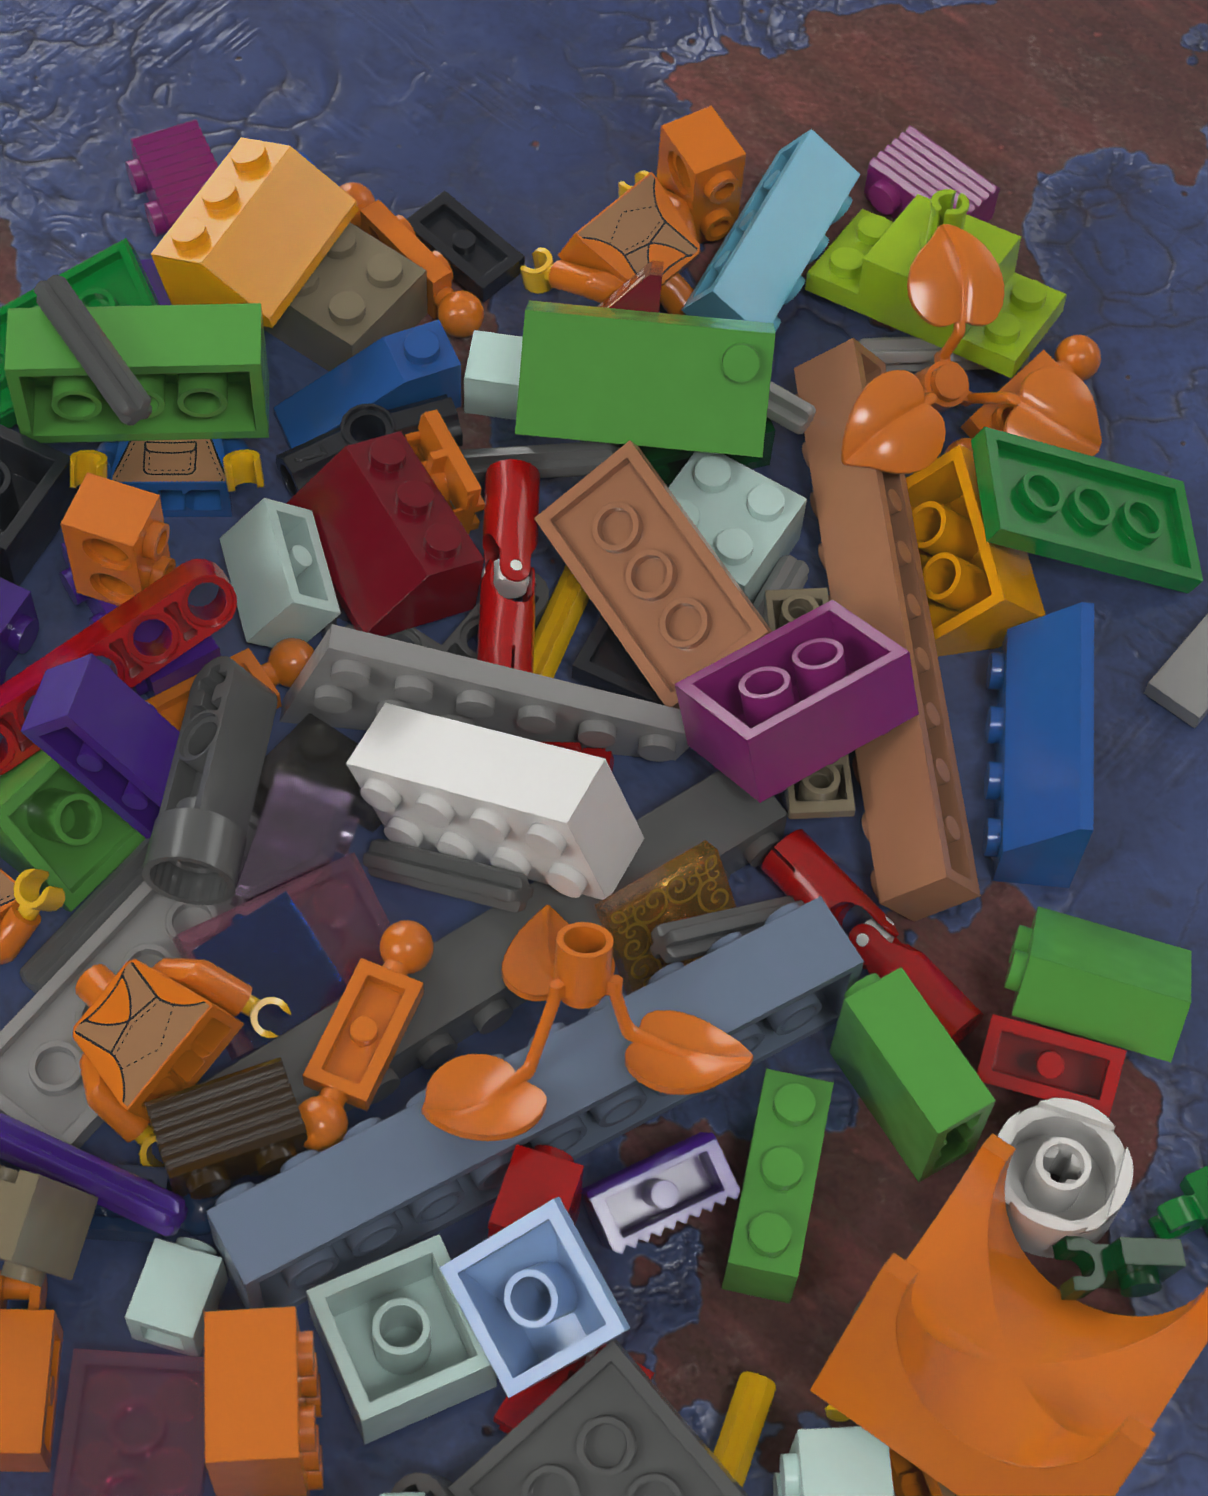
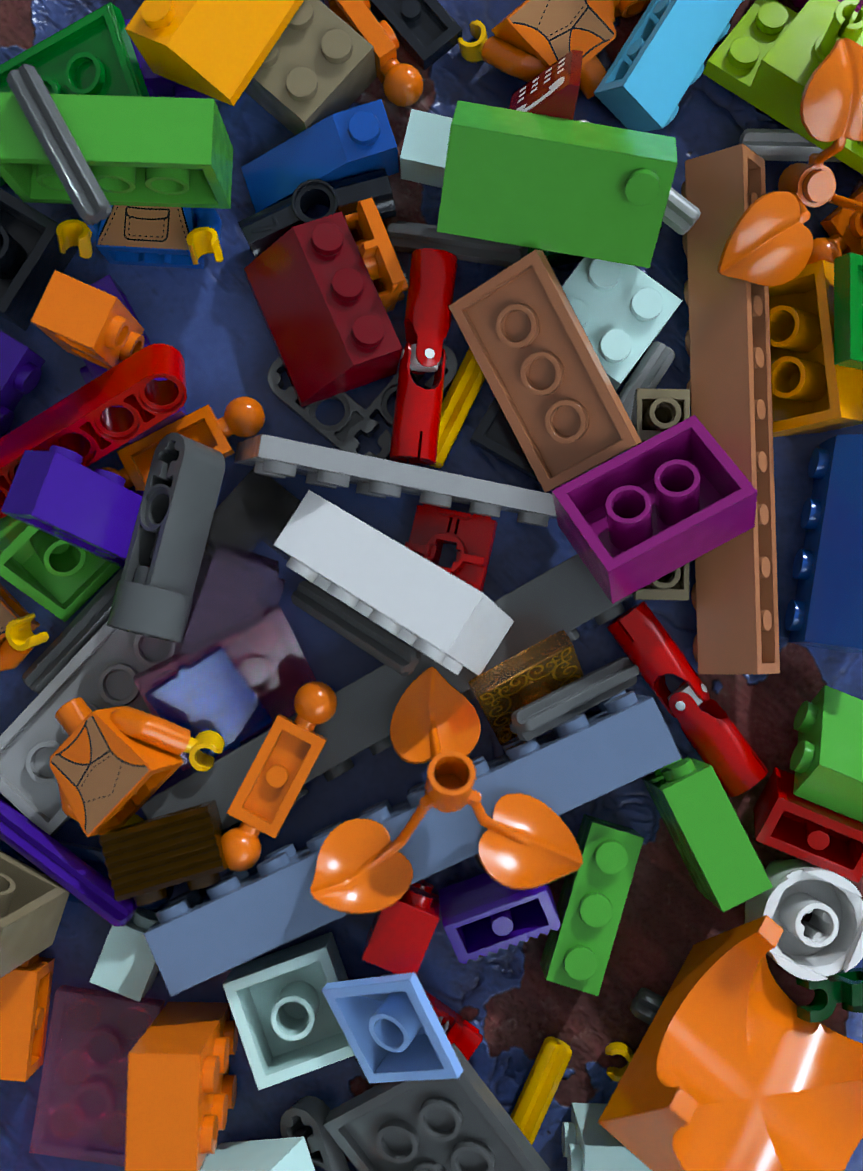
camera: 10 degrees right, 25 degrees up
(279, 574) = (234, 339): light aqua brick -> none

